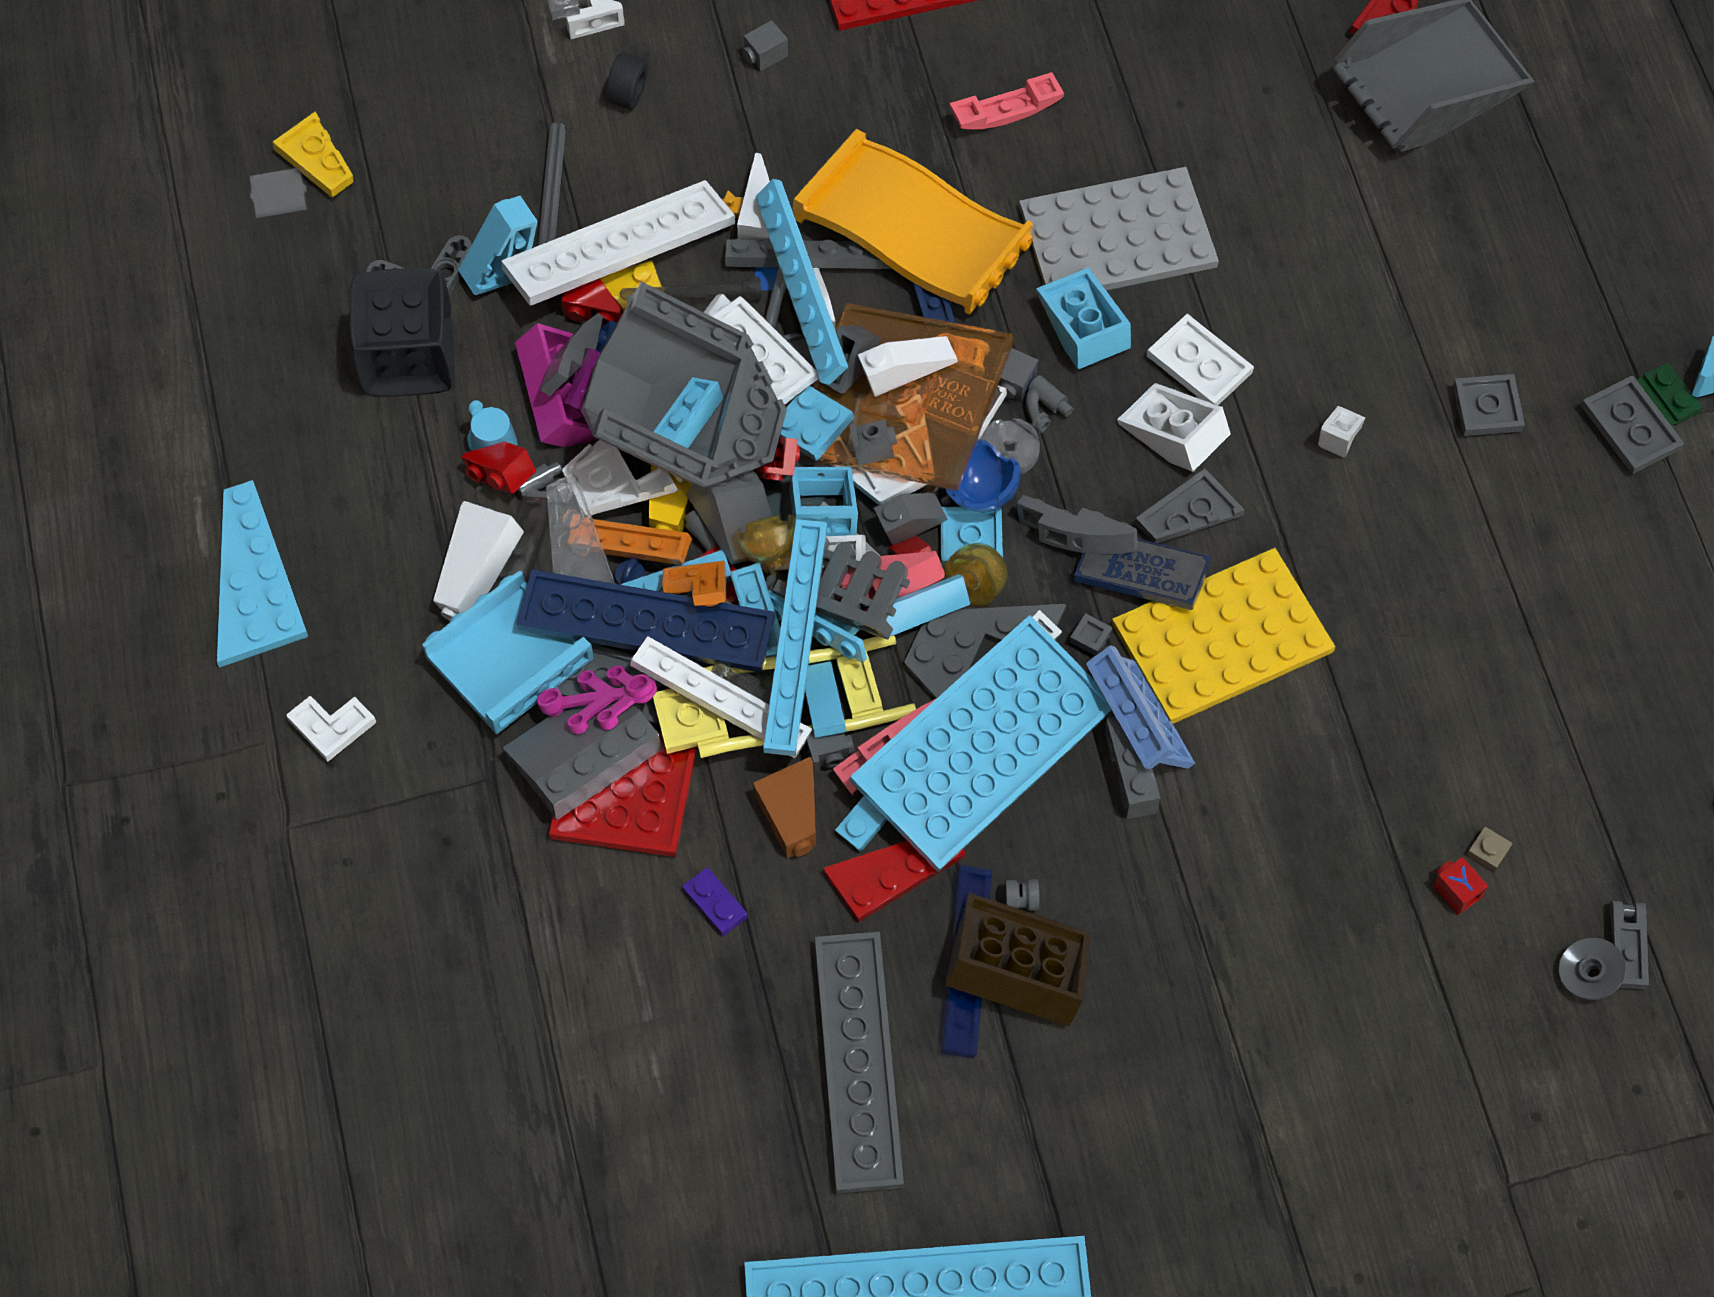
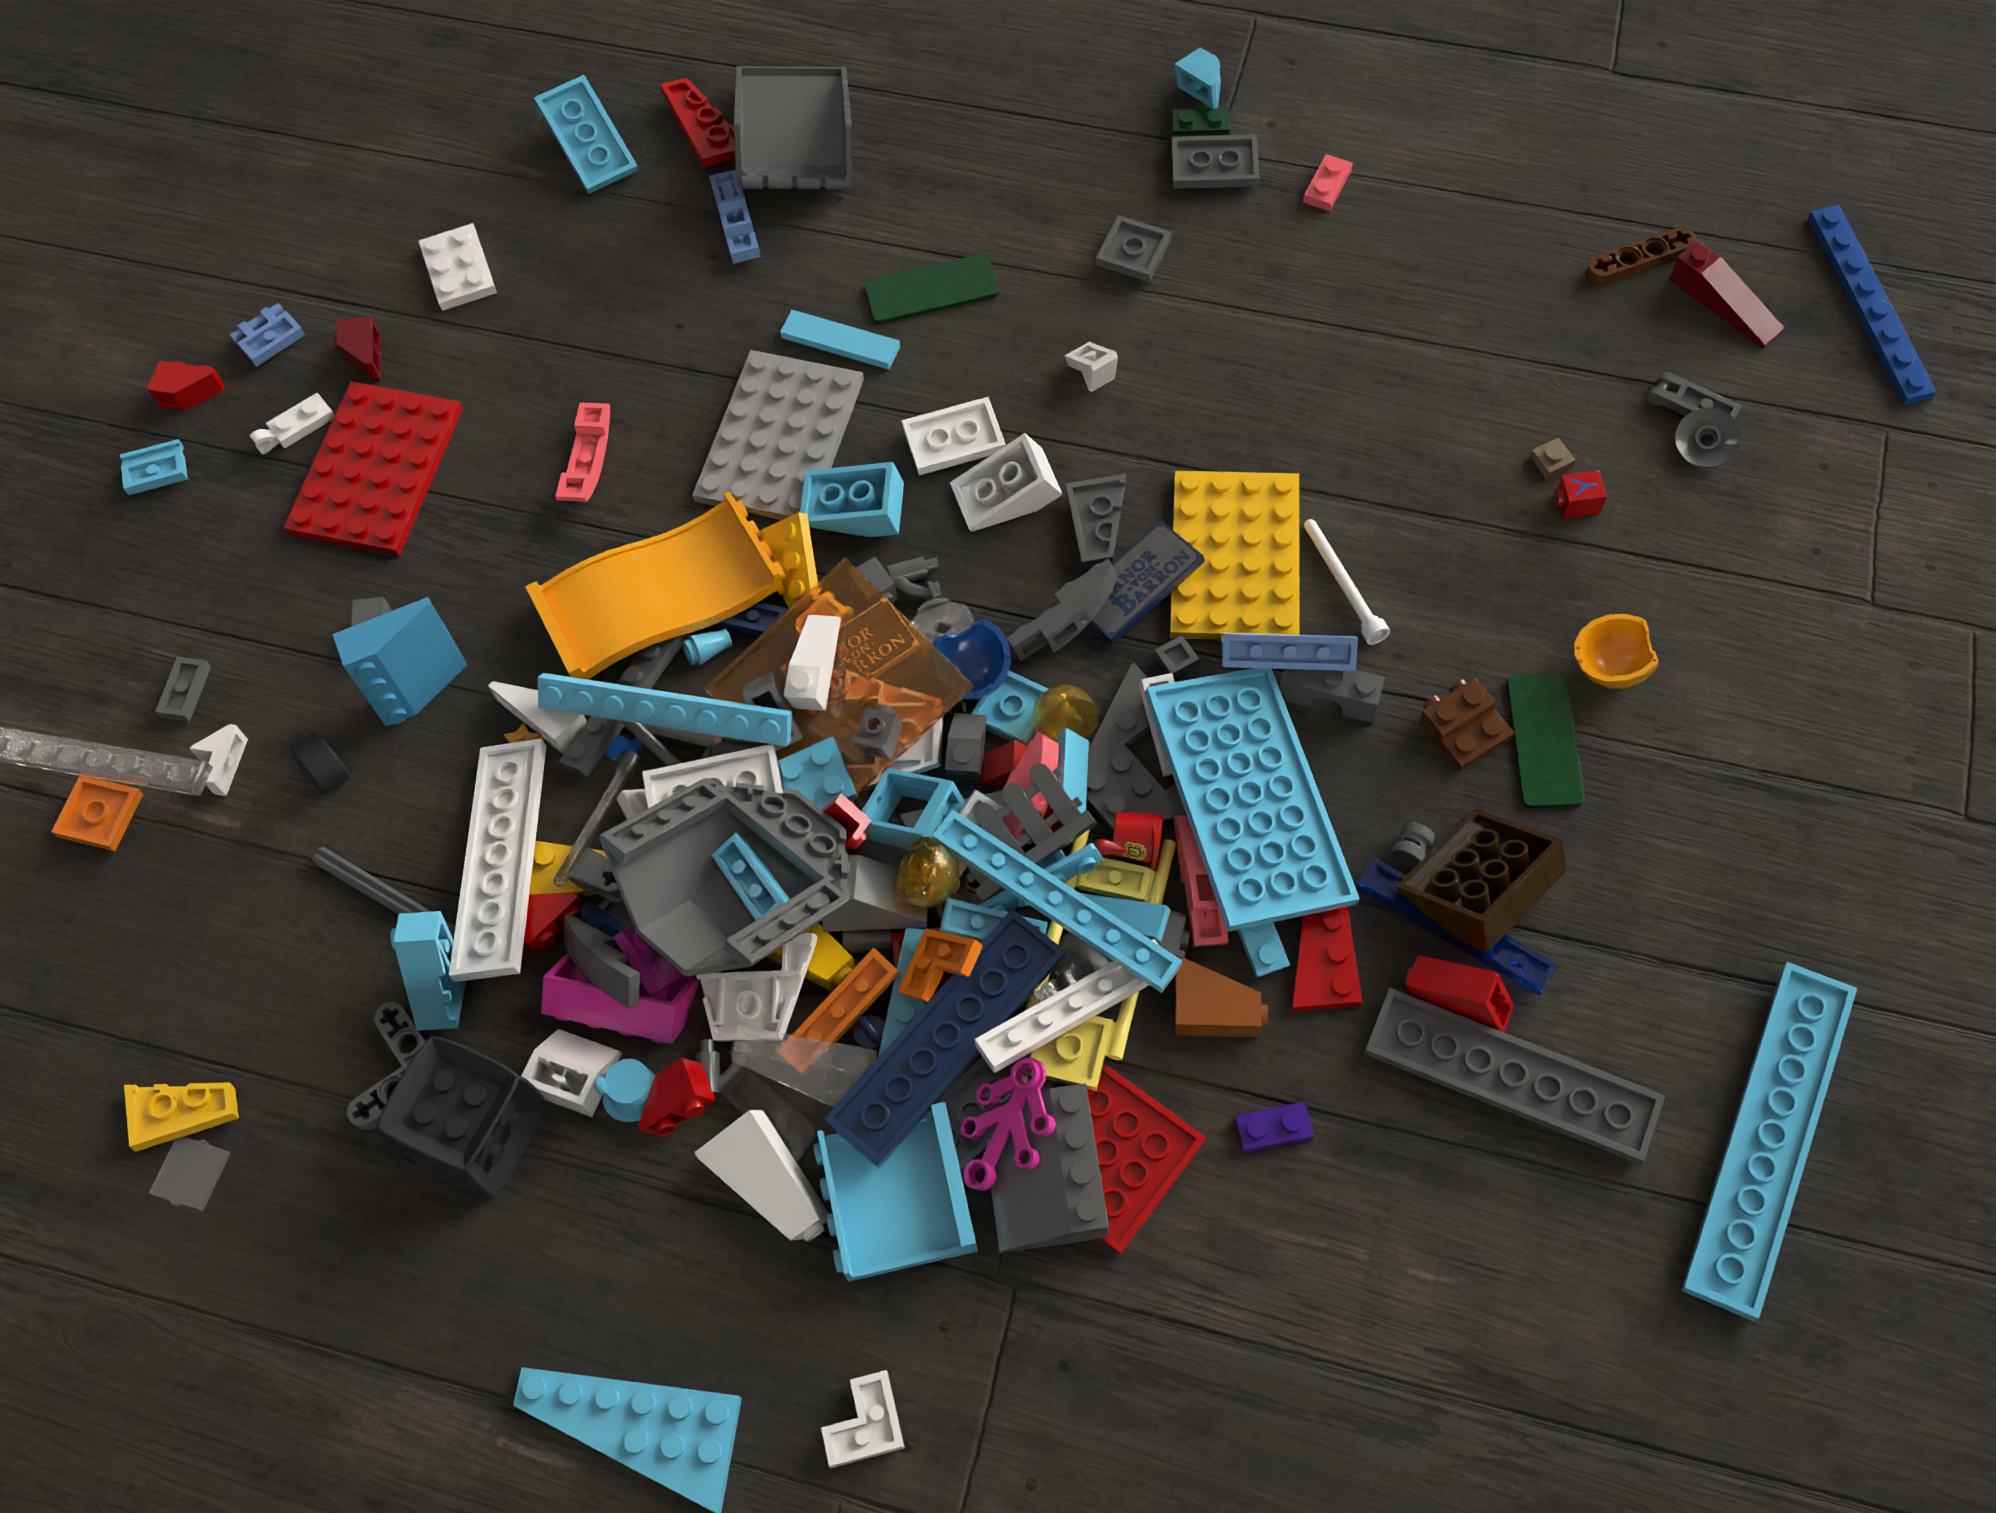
camera: 55 degrees left, 0 degrees up
(485, 379) = (566, 1069): none -> white slope
(729, 79) = (400, 659): none -> dark azure slope
(888, 285) = (704, 646): none -> medium azure cone
(899, 678) = (1134, 838): none -> red hat
(905, 989) = (1461, 990): none -> red slope
(1005, 300) = (793, 550): none -> yellow wing
(1166, 889) = (1465, 723): none -> reddish brown plate
(1191, 962) = (1545, 741): none -> dark green piece
(1215, 775) = (1373, 628): none -> white piece
(1243, 228) = (840, 339): none -> medium azure tile
(1304, 975) = (1616, 651): none -> light orange cylinder
(1306, 87) = (734, 217): none -> medium blue slope
(1343, 270) = (931, 288): none -> dark green piece
(1676, 529) = (1327, 182): none -> coral plate

